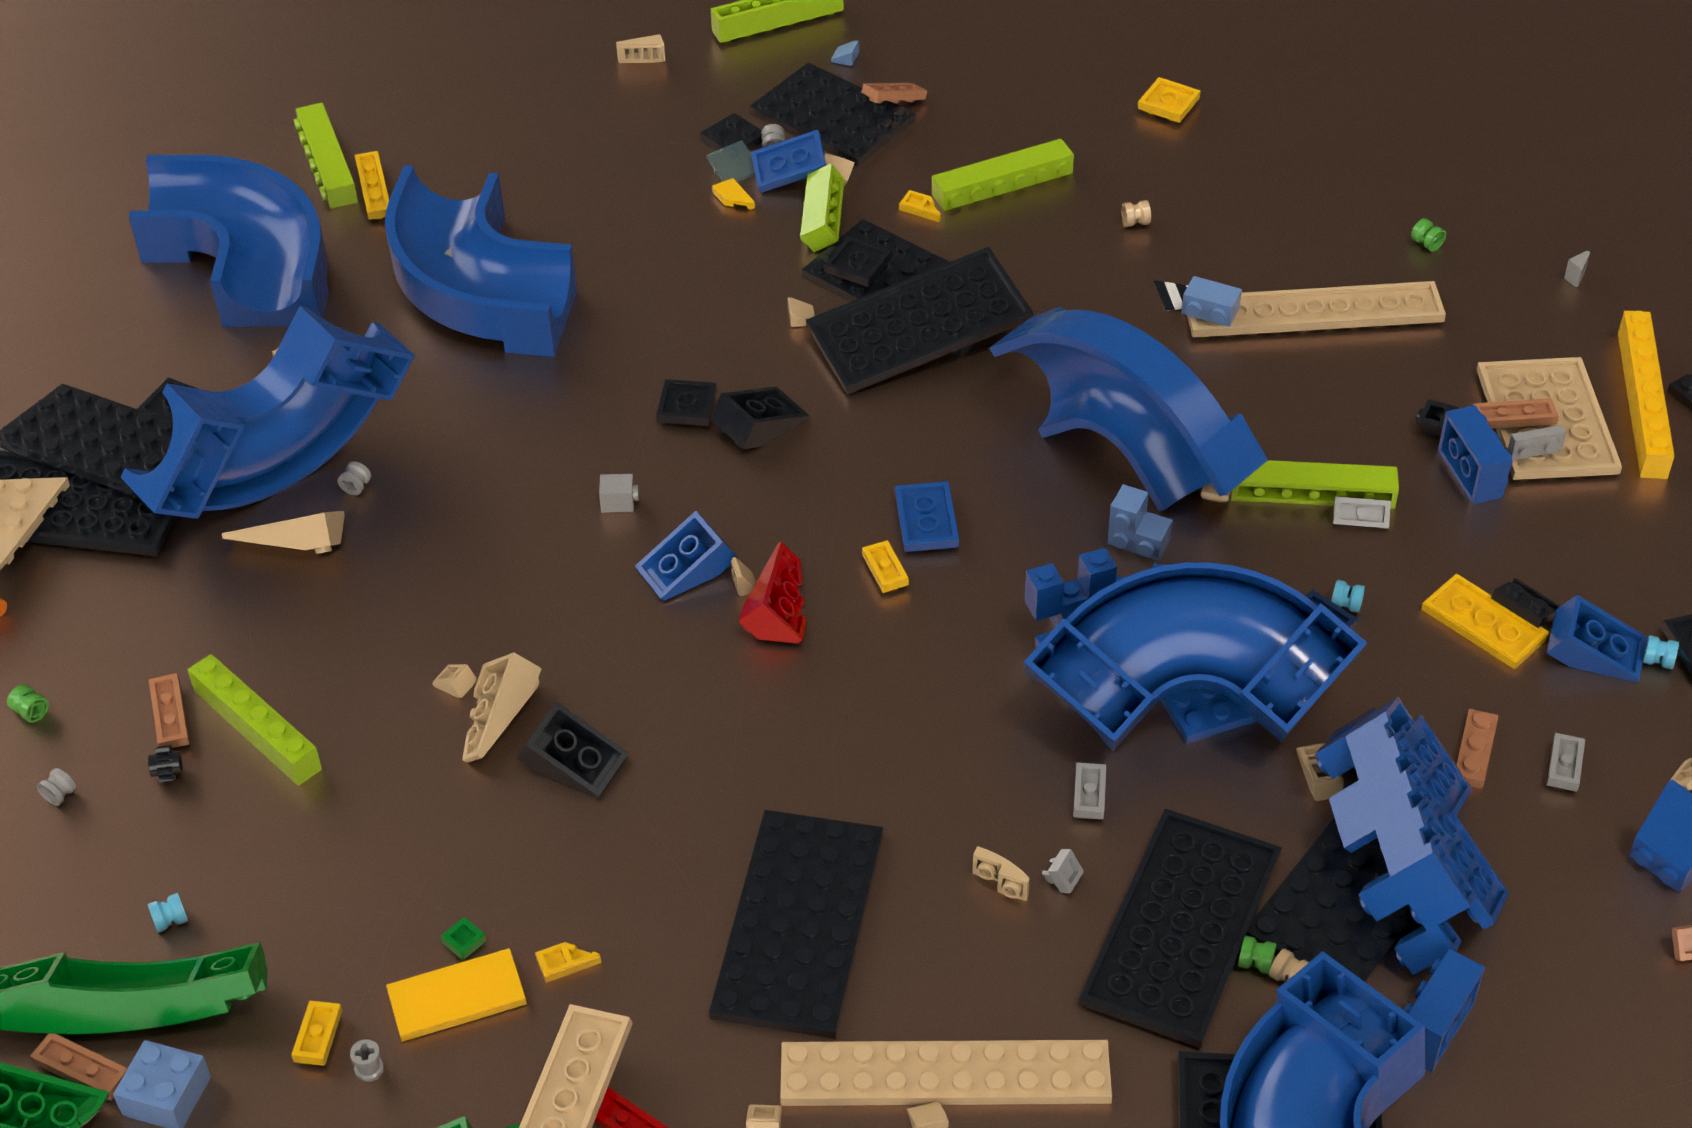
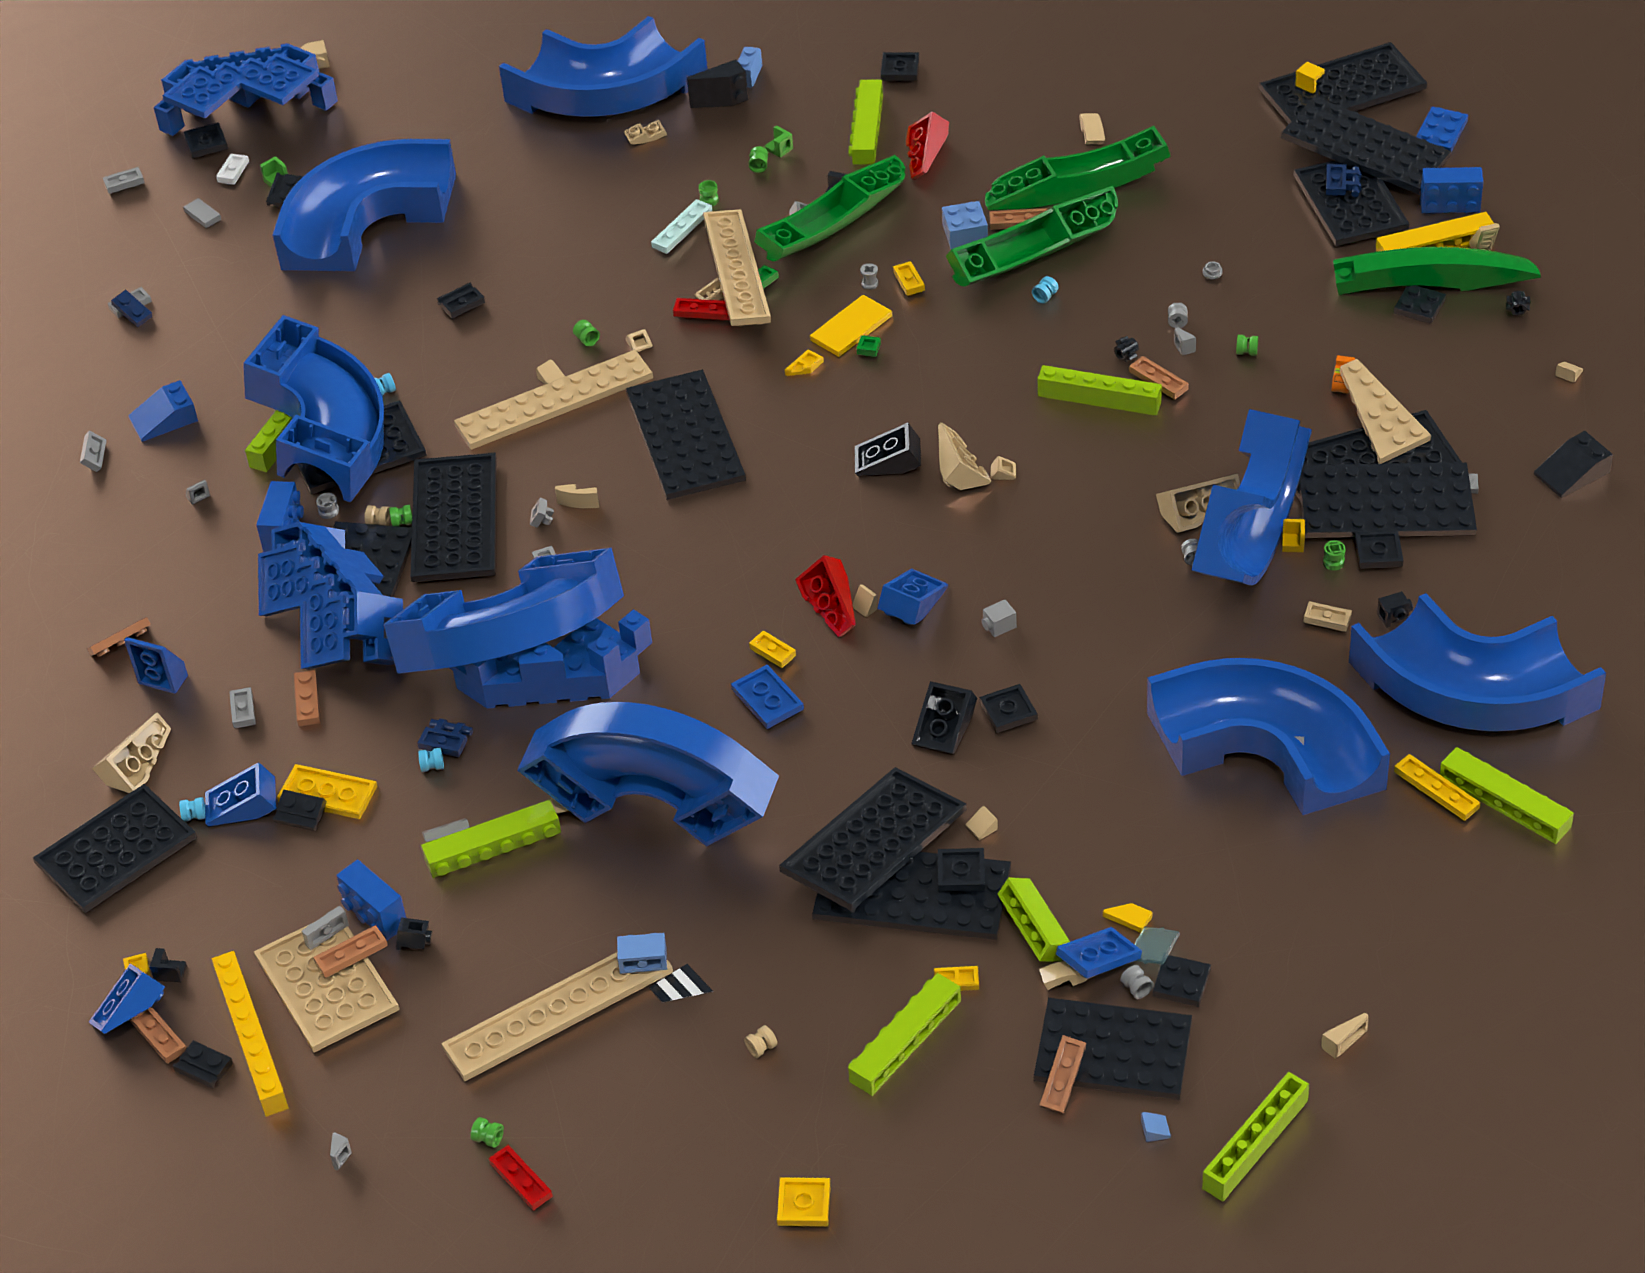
camera: 155 degrees right, 0 degrees up
(92, 743) = (1184, 341): none -> light grey slope
(231, 340) = (1394, 608): none -> black brick
(1410, 195) = (520, 1177): none -> red plate

